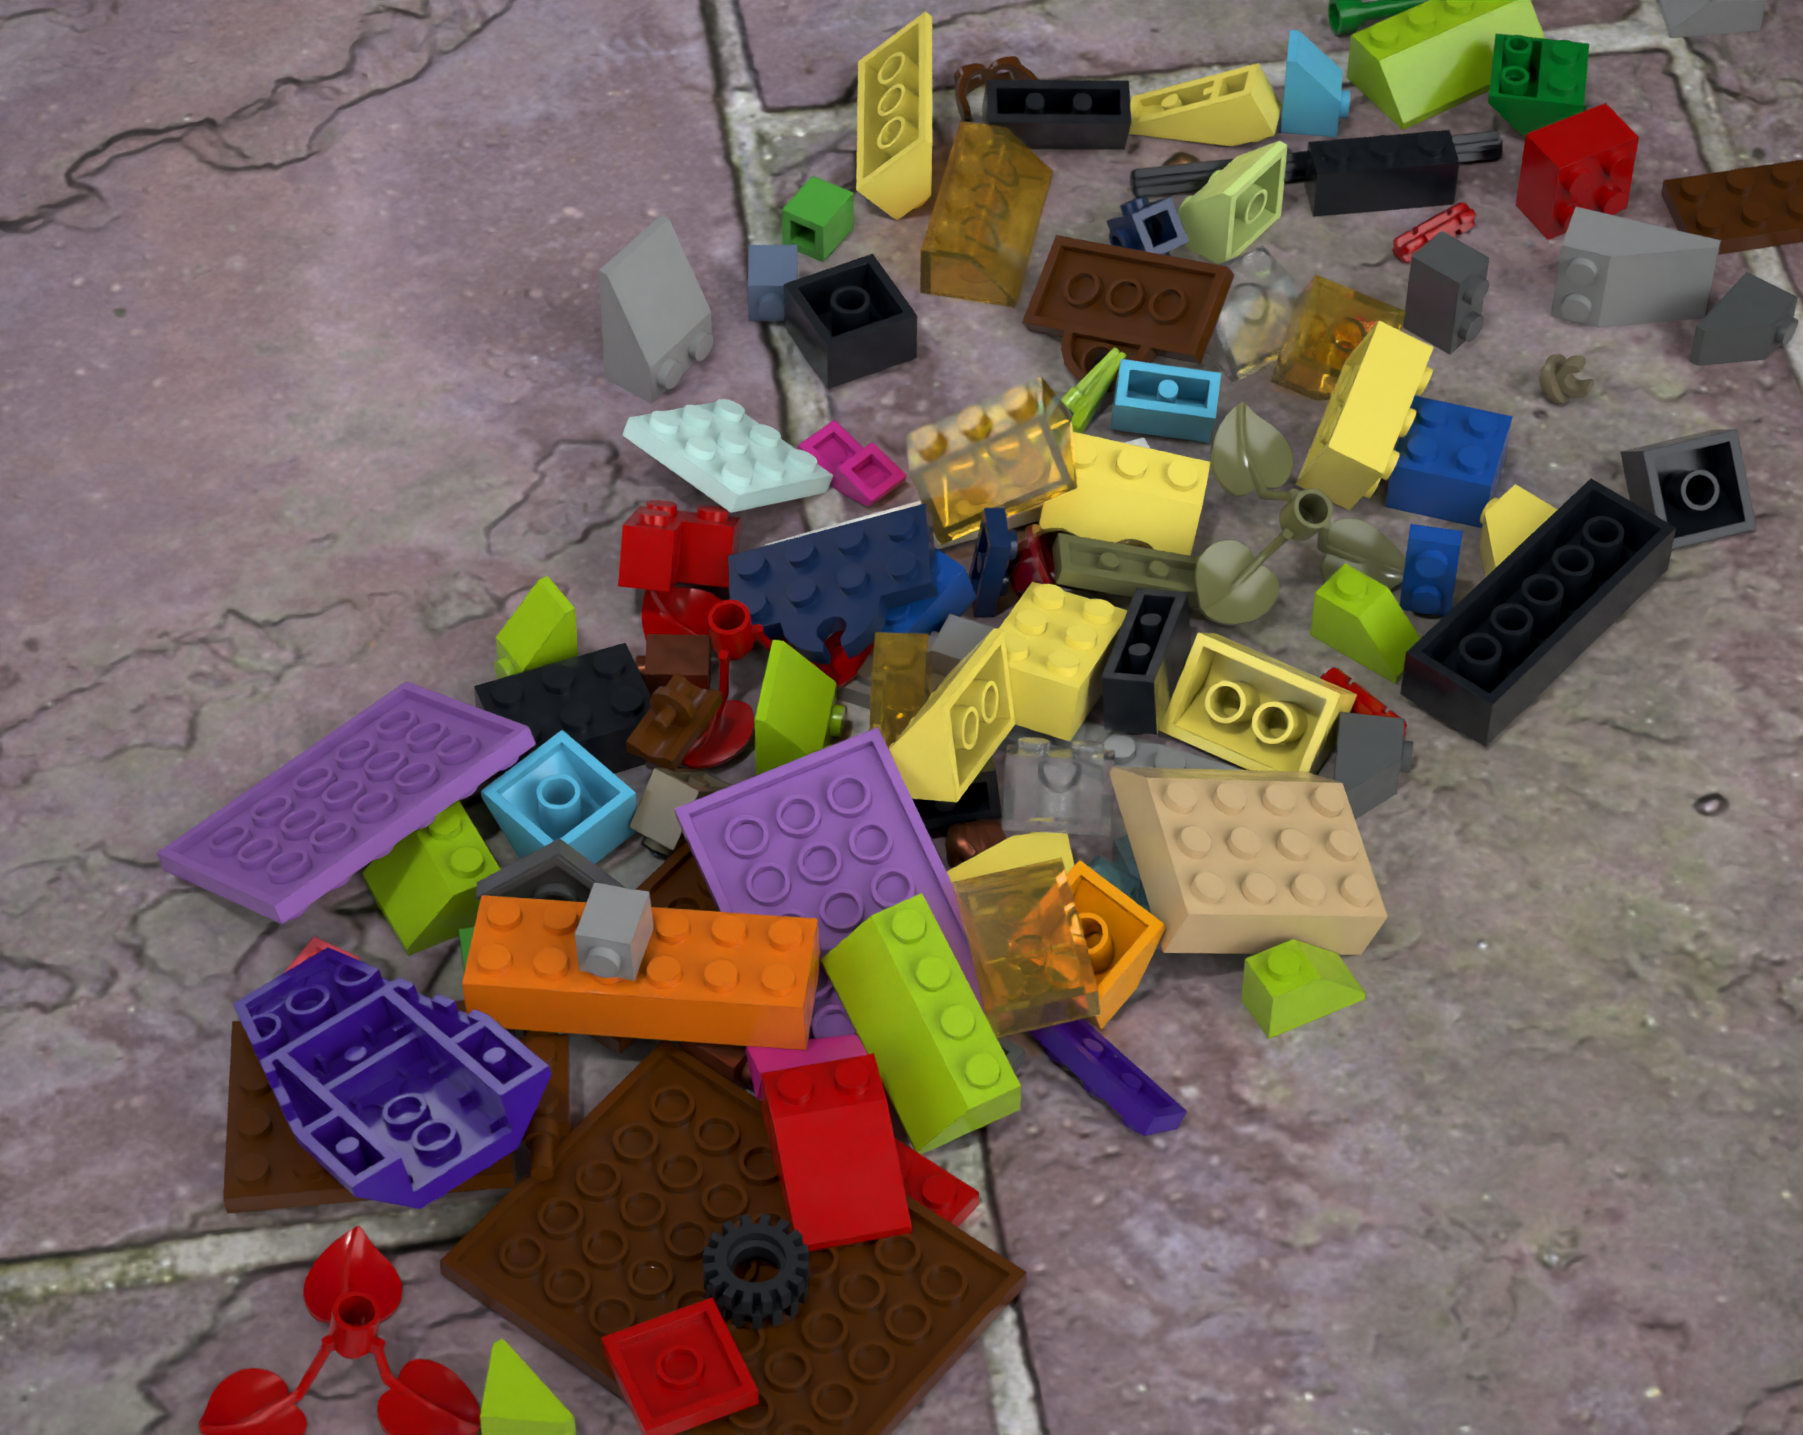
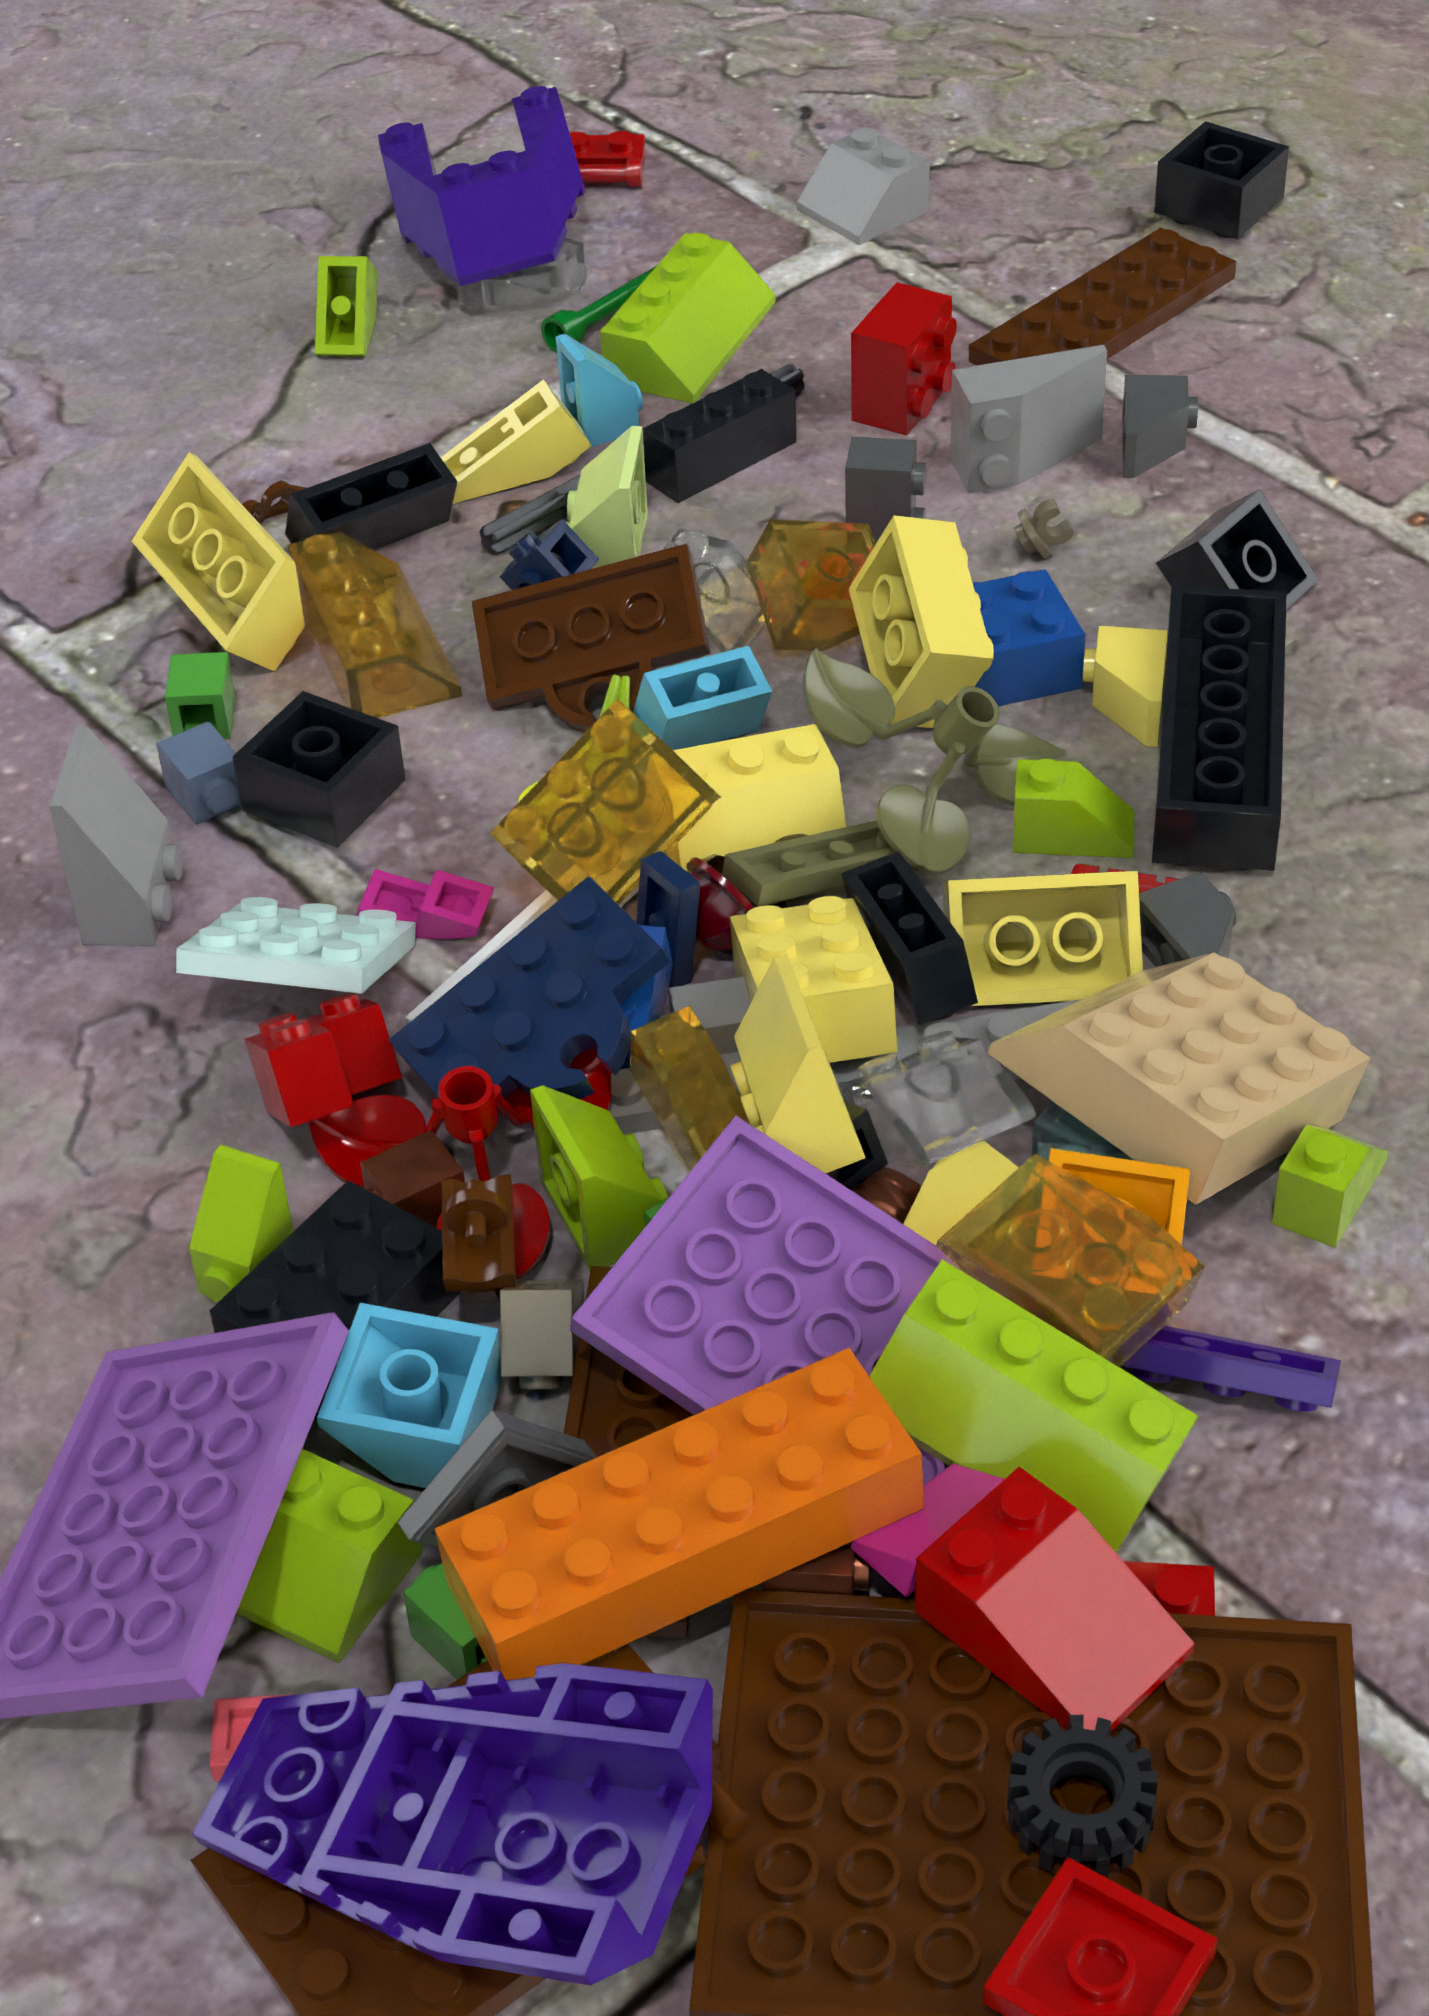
camera: 30 degrees left, 5 degrees down
(614, 931) = (653, 1479): light grey brick -> none
(1430, 569) = (1098, 725): blue plate -> none
(1458, 220) = (805, 467): red axle -> none
(1537, 80) = (802, 309): green slope -> none

